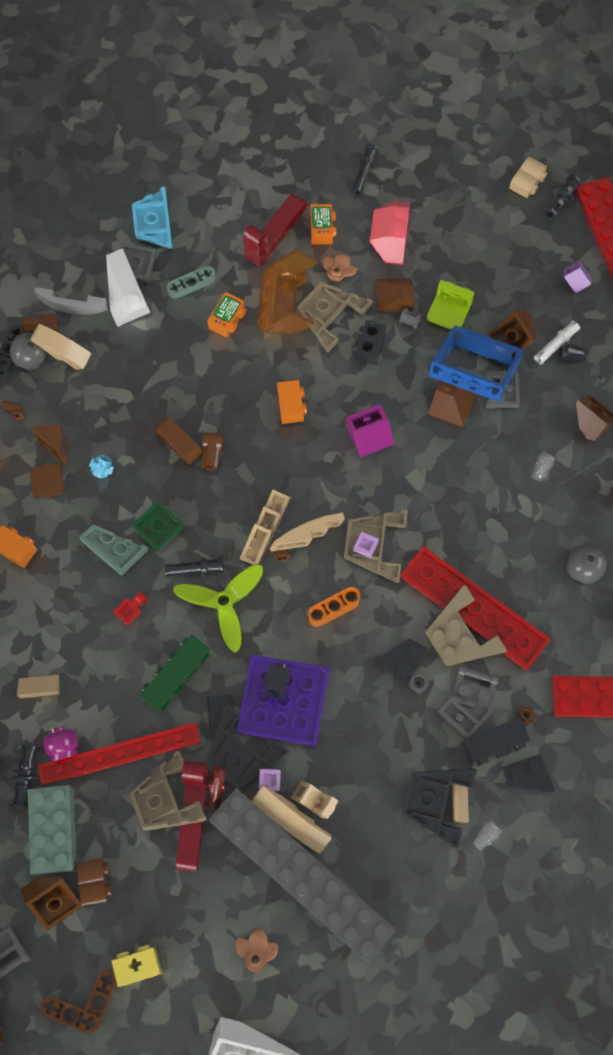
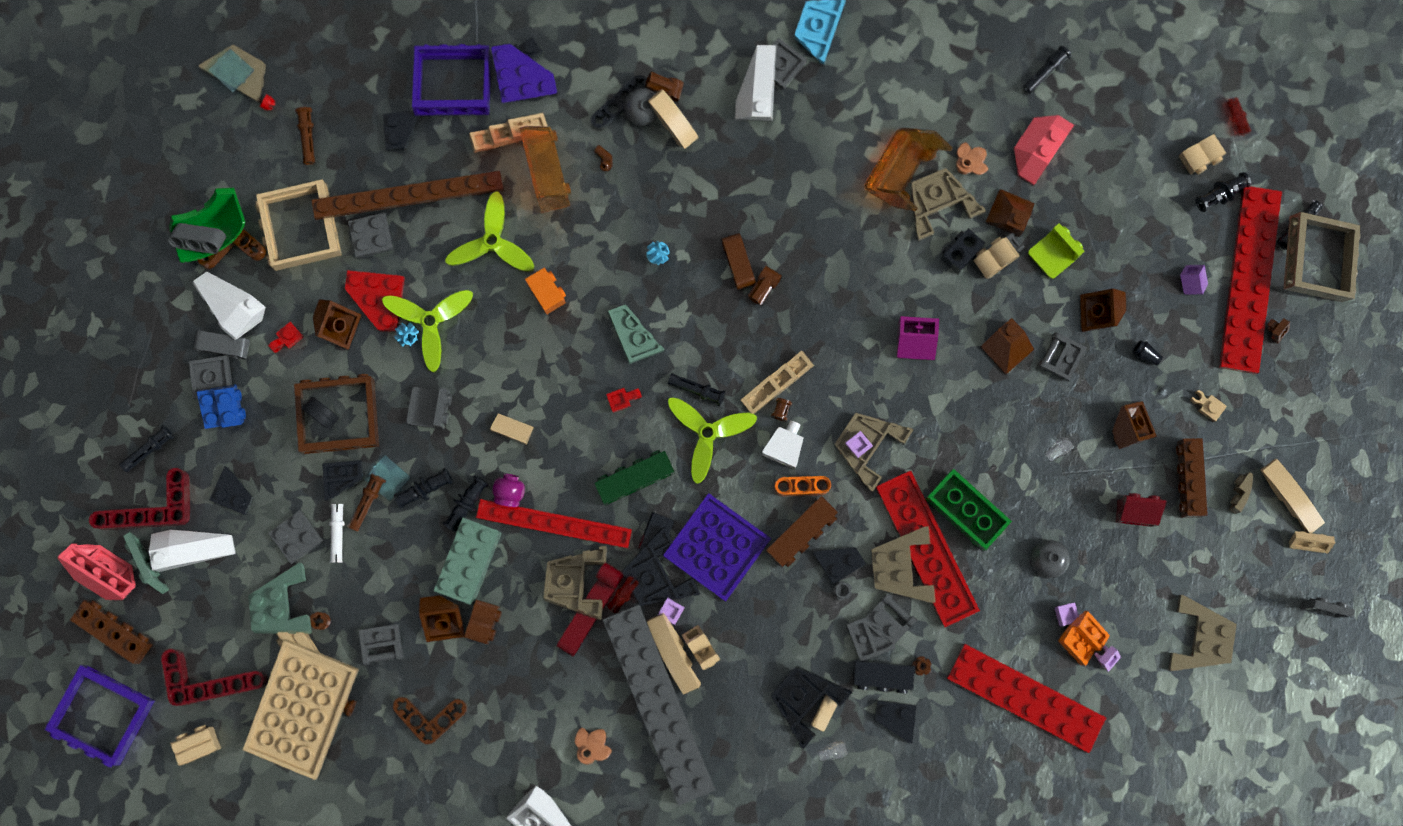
camera: 25 degrees right, 10 degrees up
(47, 480) = (603, 241): reddish brown piece -> none
(53, 440) = (626, 208): reddish brown slope -> none
(91, 306) = (721, 89): light grey slope -> none
(149, 968) = (475, 710): light yellow brick -> none
(158, 526) = (682, 334): dark green plate -> none
(192, 275) = (819, 114): sand green beam -> none
(226, 315) = (842, 158): brick -> none
(261, 244) = (907, 104): dark red beam -> none
(277, 681) = (719, 530): black brick -> none
(290, 401) = (858, 274): orange brick -> none
(300, 579) = (785, 445): none -> white torso
(303, 534) = (808, 407): tan slope -> none
(321, 224) = (977, 107): brick -> none
(354, 647) = (798, 535): none -> reddish brown brick
(402, 333) = (996, 257): none -> tan brick
(481, 345) = (1065, 305): blue window -> none
(493, 555) = (968, 510): none -> green brick
(541, 136) = (1239, 116): none -> clear red pin
(562, 337) = (1138, 335): white pin -> none

